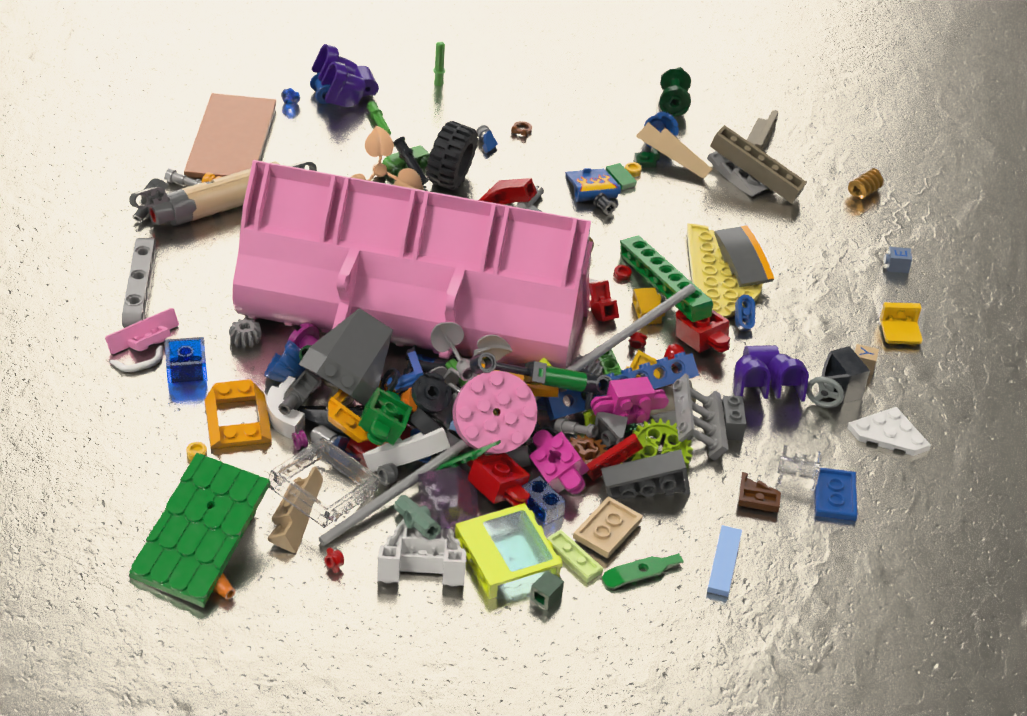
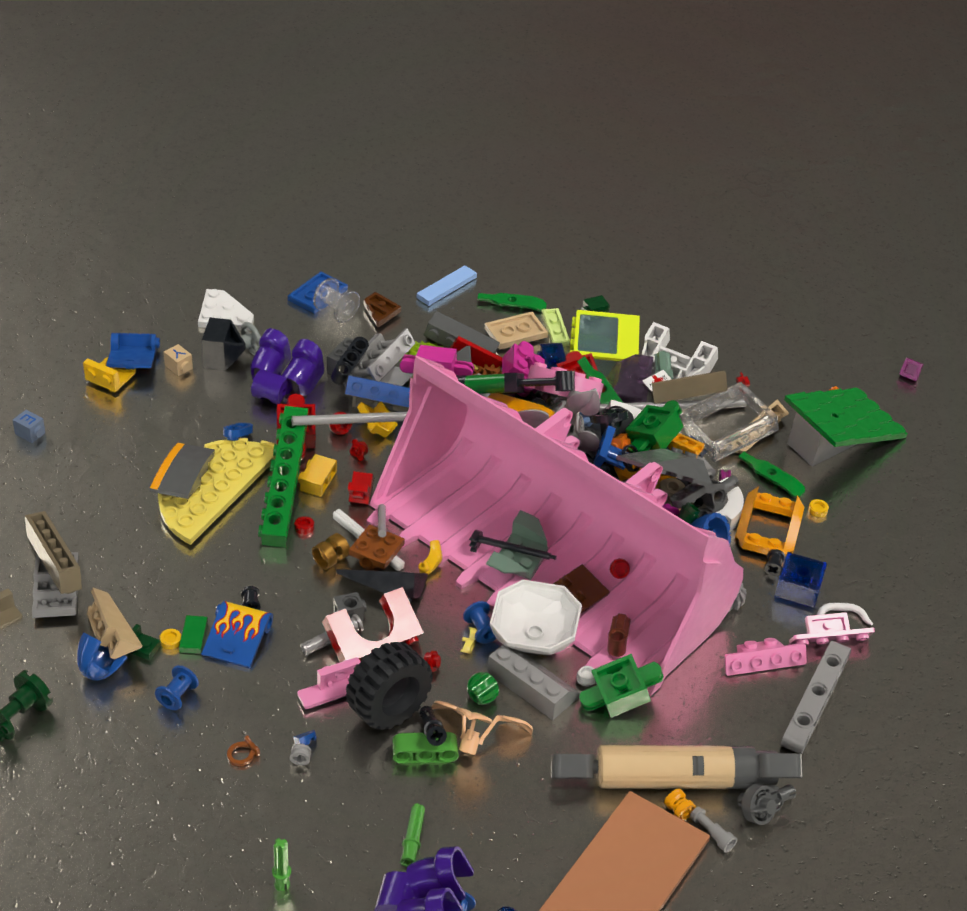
camera: 150 degrees left, 0 degrees up
(144, 663) = (911, 369): none -> magenta tile
(196, 300) = (764, 655): none -> bright pink bracket
(216, 374) = (775, 560): none -> black bush
(250, 464) = (778, 477): none -> green piece
(379, 490) = (689, 386): none -> dark tan panel
(418, 492) = (660, 376): none -> white sticker
(499, 171) = (330, 684): none -> bright pink bracket
(594, 132) = (182, 680): none -> blue hose
(714, 389) = (349, 360): none -> black beam
(906, 348) = (132, 350): none -> blue door

